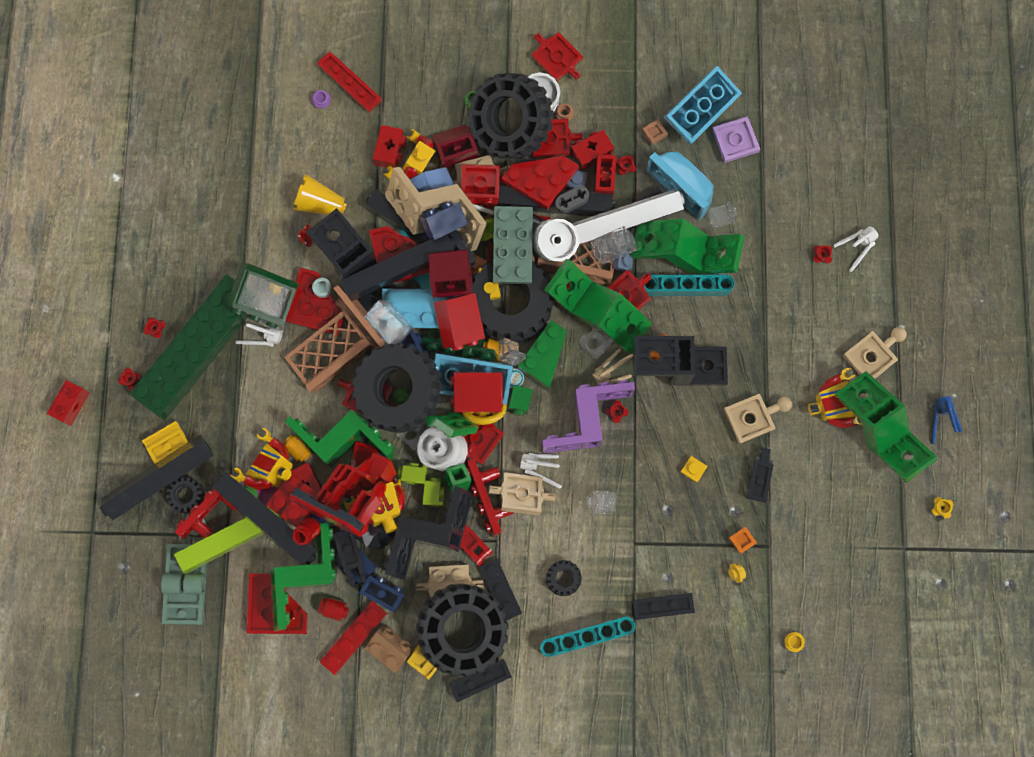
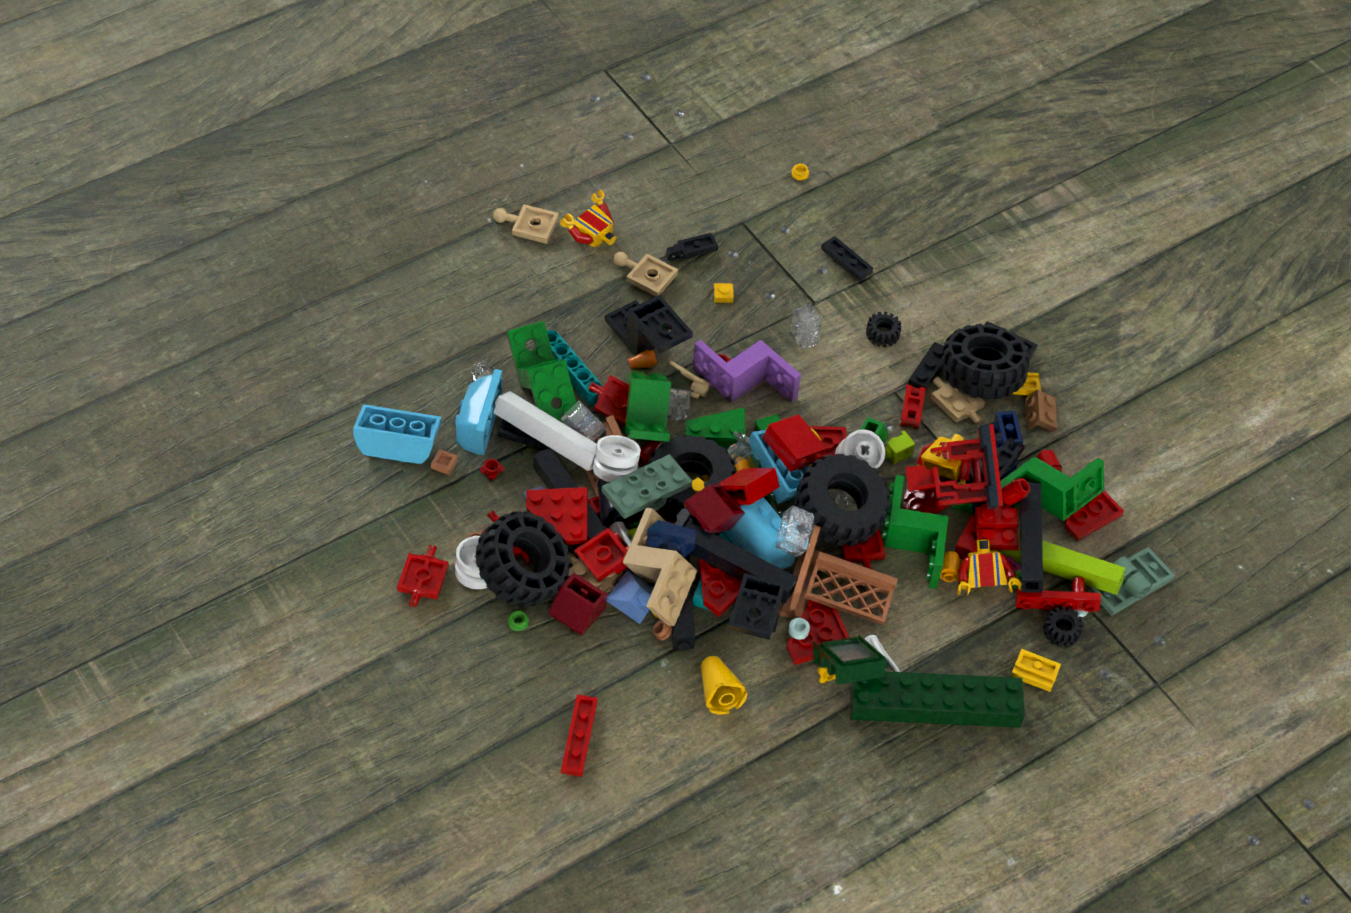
camera: 130 degrees left, 25 degrees down
(68, 403) = (1075, 769): red brick -> none
(123, 380) = (1010, 734): red plate -> none
(152, 322) = (948, 744): red plate -> none
(155, 477) = (1071, 653): black brick -> none
(303, 236) = (760, 675): red plate -> none
(321, 99) = (615, 750): medium lavender plate -> none
(353, 637) = (1059, 442): red plate -> none
(389, 137) = (621, 659): red brick -> none
(413, 474) = (893, 466): lime brick -> none
(419, 157) = (617, 623): torso -> none
(428, 533) = (930, 414): black bracket -> none
(452, 424) = (838, 439): green plate -> none
(485, 507) = (877, 404): red plate -> none
(521, 494) = (845, 385): tan plate -> none
(530, 463) = (814, 396): white plant -> none
(574, 203) = (564, 477): dark grey beam -> none
(587, 158) = (498, 497): red brick -> none
(597, 636) = (913, 291): teal beam -> none
(605, 174) = (519, 471): red brick -> none
(736, 139) = (406, 397): lavender plate -> none
(737, 572) = (781, 226): yellow plate -> none
(742, 540) = (752, 235): orange plate -> none
(827, 250) = (467, 293): red plate -> none
(866, 237) = (430, 270): white plant -> none
(886, 426) = (591, 178): green bracket -> none
(944, 406) = (538, 162): blue plant -> none
(946, 512) = (620, 132): yellow plate -> none

